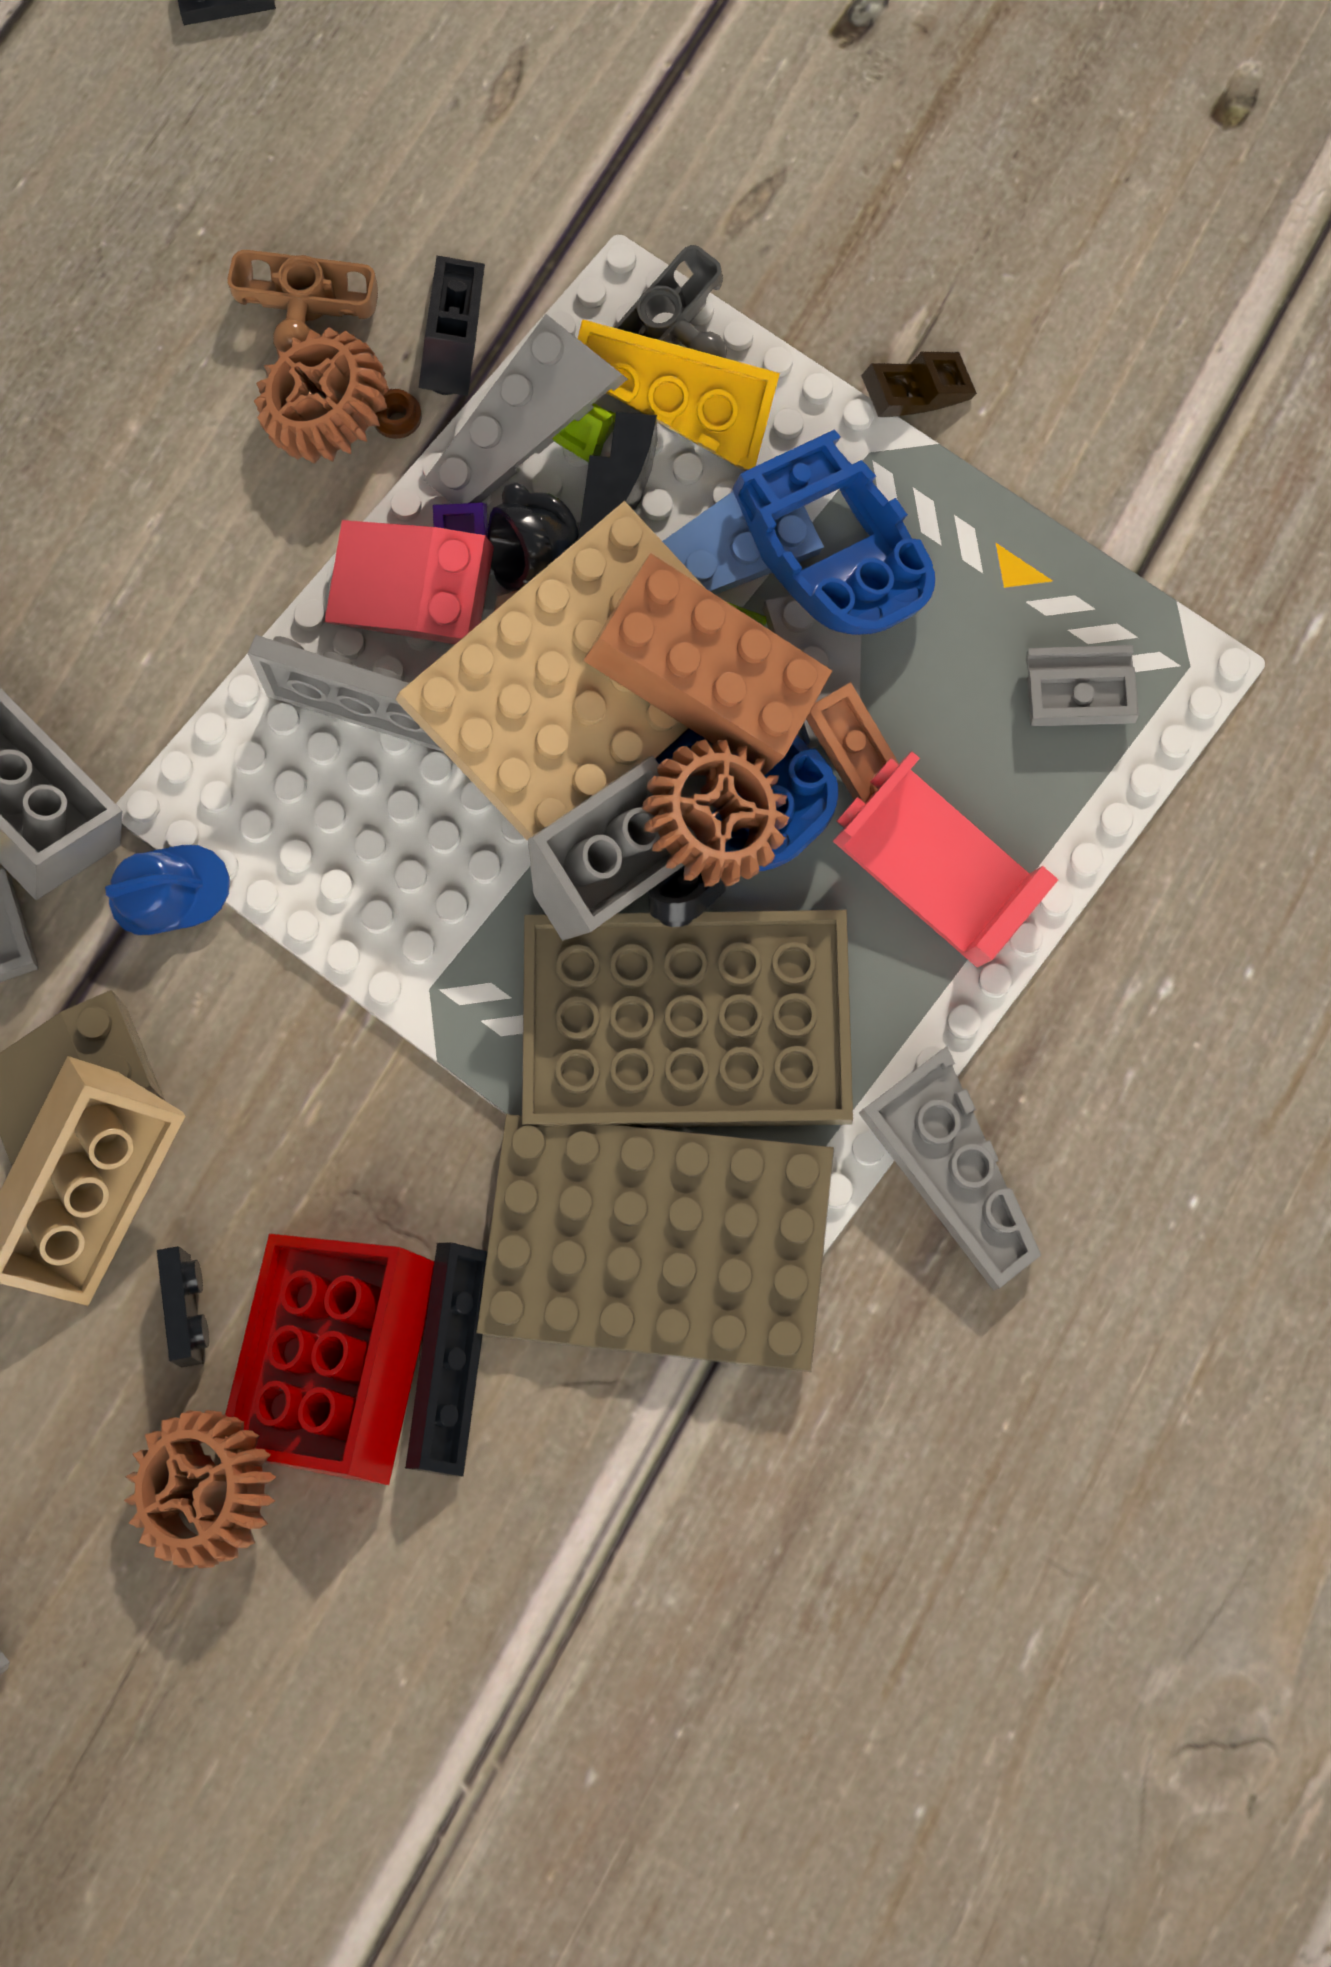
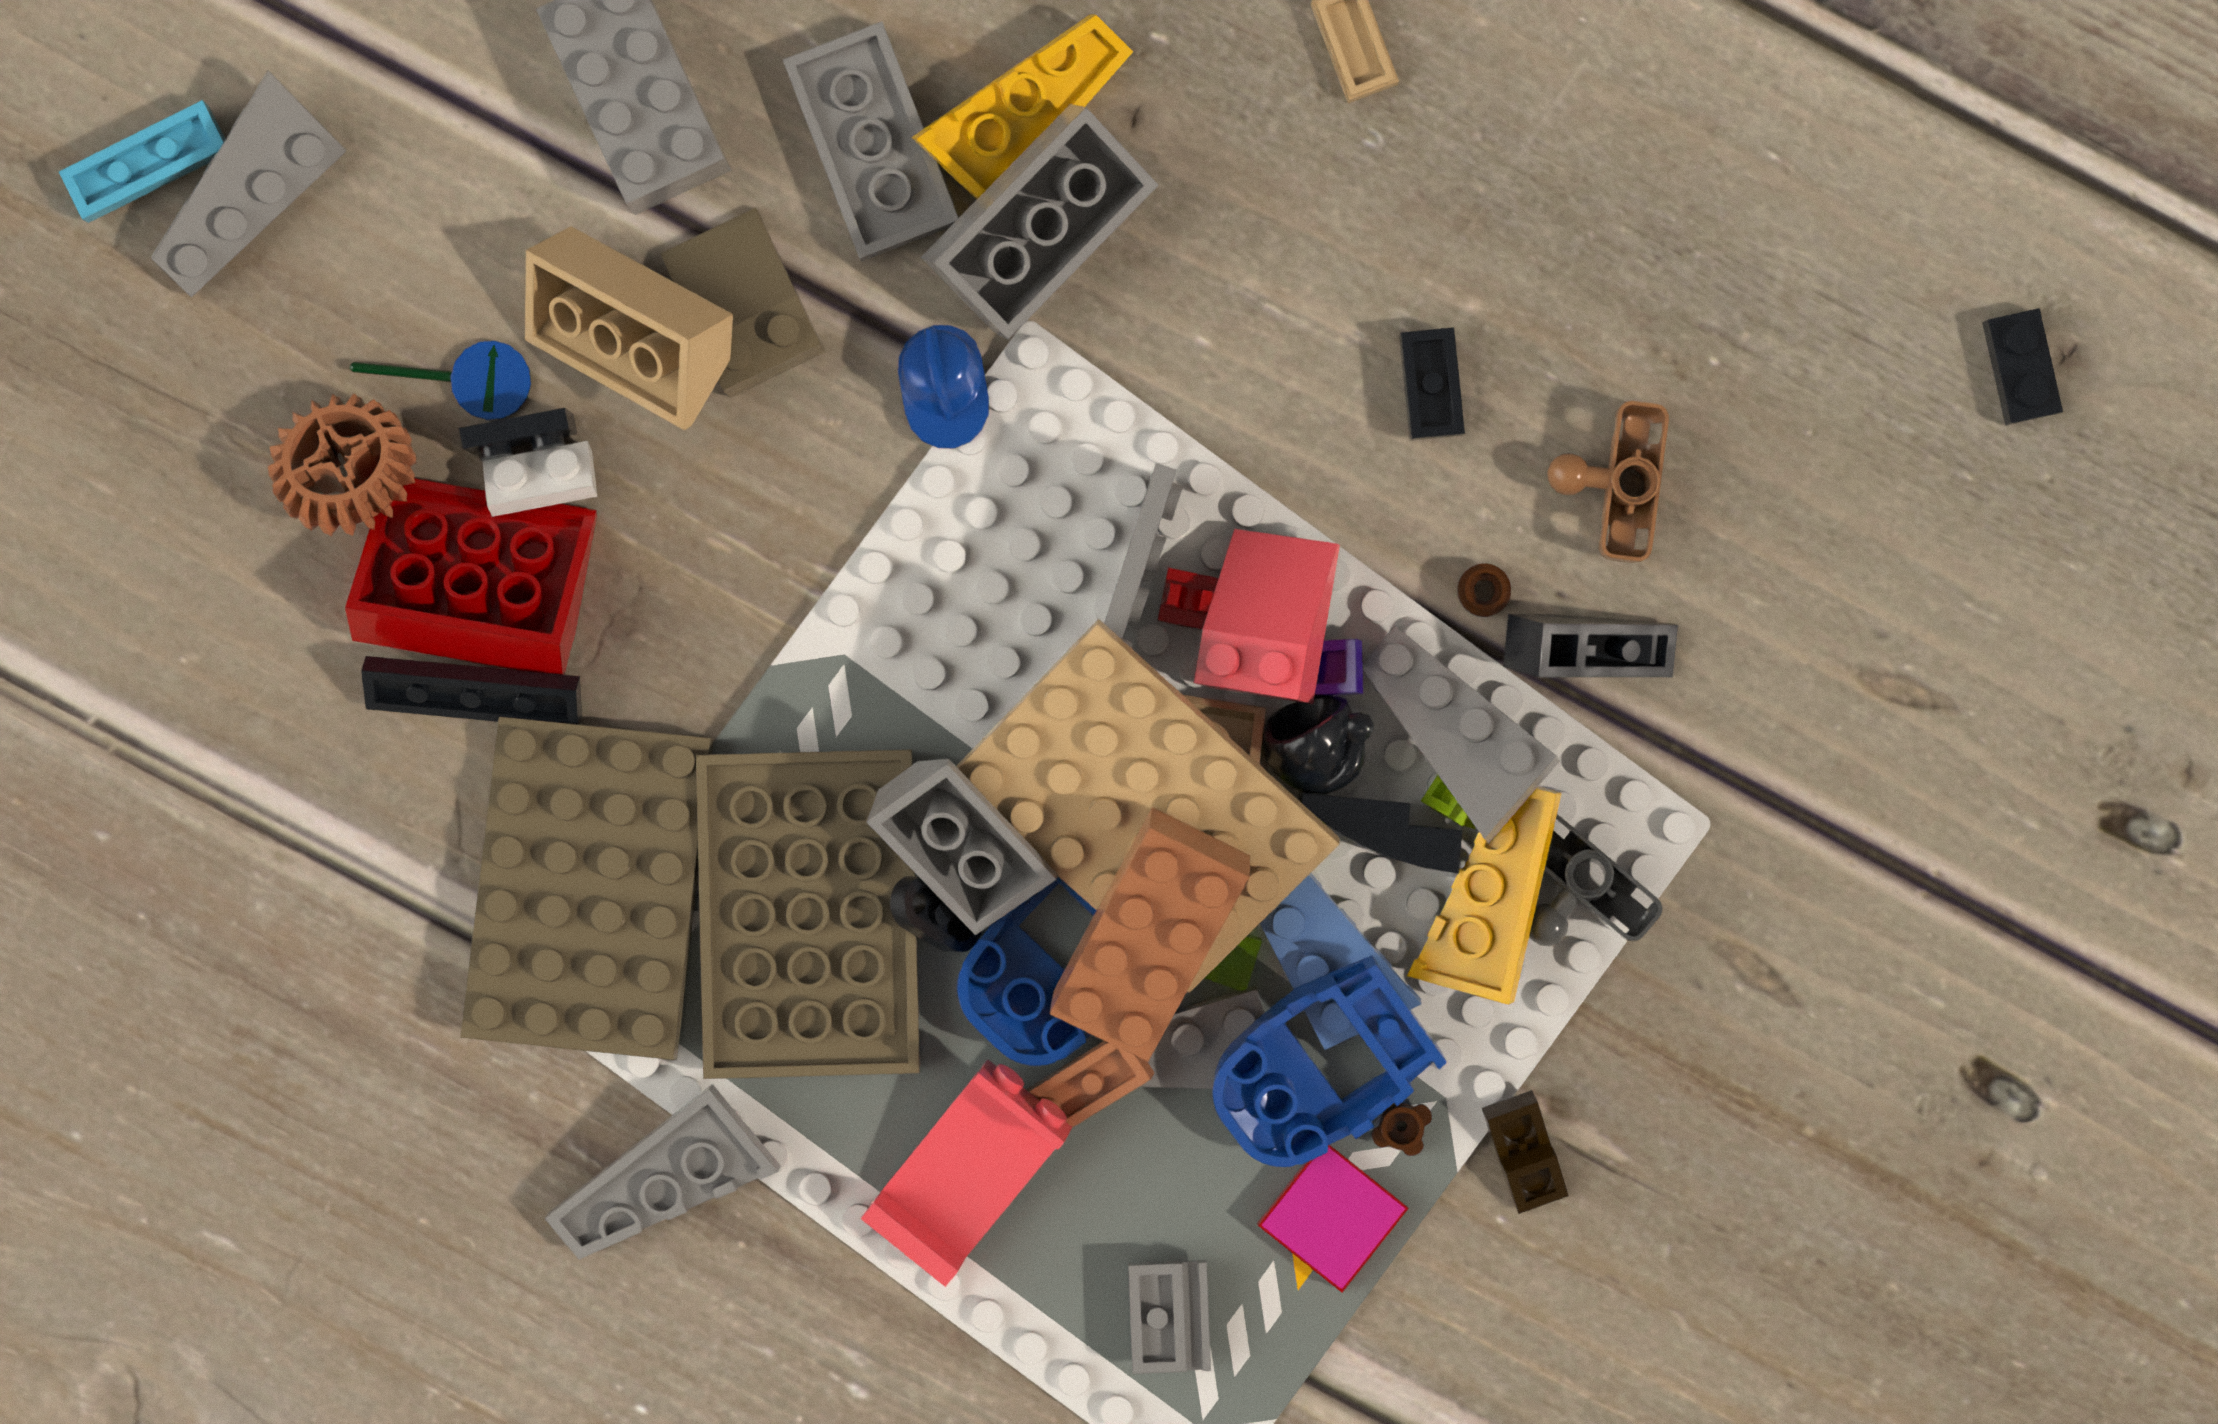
camera: 80 degrees right, 15 degrees up
(123, 1347) = (486, 378): none -> blue piece
(200, 454) = (1431, 384): none -> black plate
(231, 1287) = (539, 478): none -> white plate
(347, 378) = (1468, 479): nougat gear -> none
(393, 652) = (1186, 598): none -> red tile
(724, 776) = (951, 947): nougat gear -> none
(905, 474) = (1409, 1139): none -> reddish brown plate
(983, 545) = (1332, 1217): none -> dark pink tile

